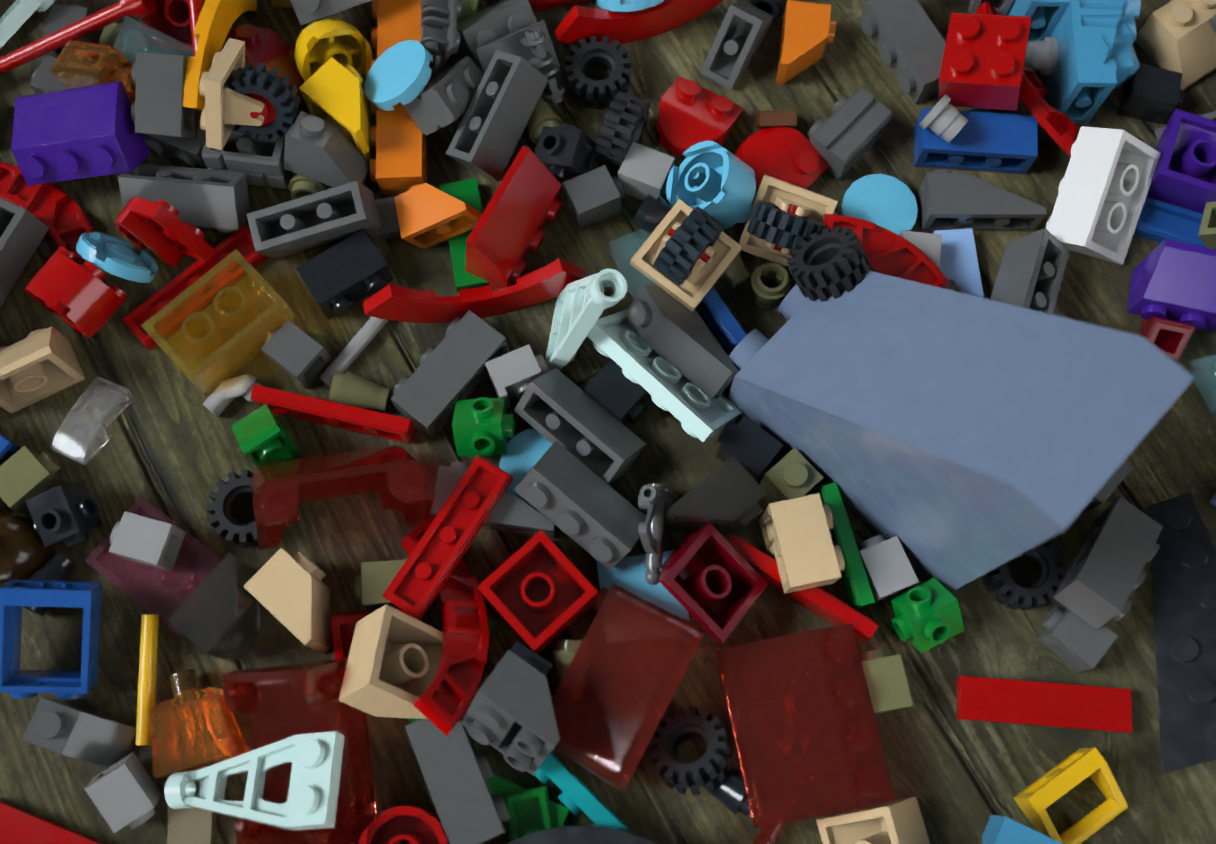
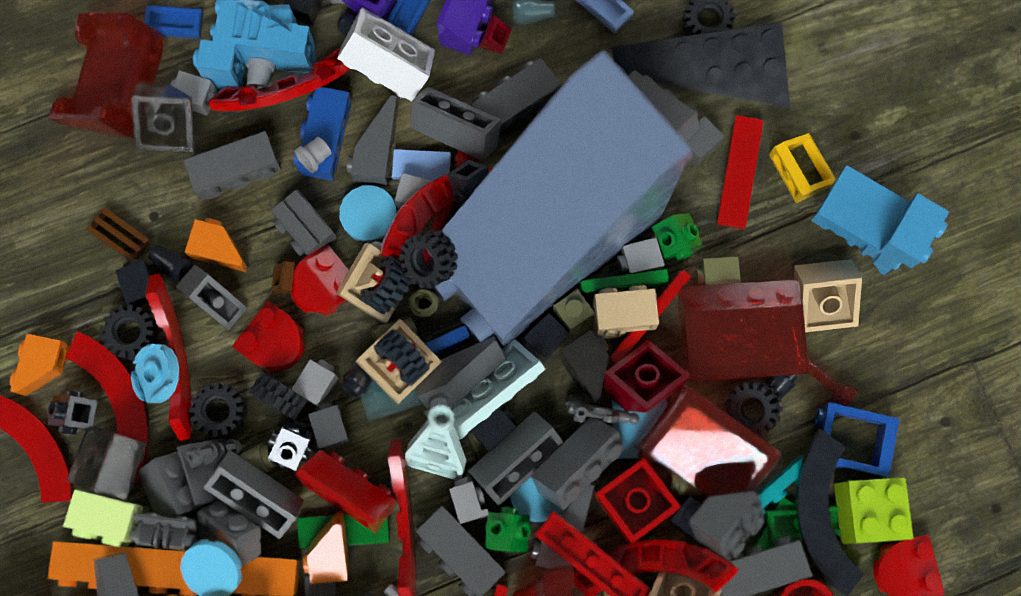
camera: 85 degrees left, 5 degrees up
(714, 182) = (340, 334): medium azure brick -> none
(984, 60) = (273, 115): red brick -> none

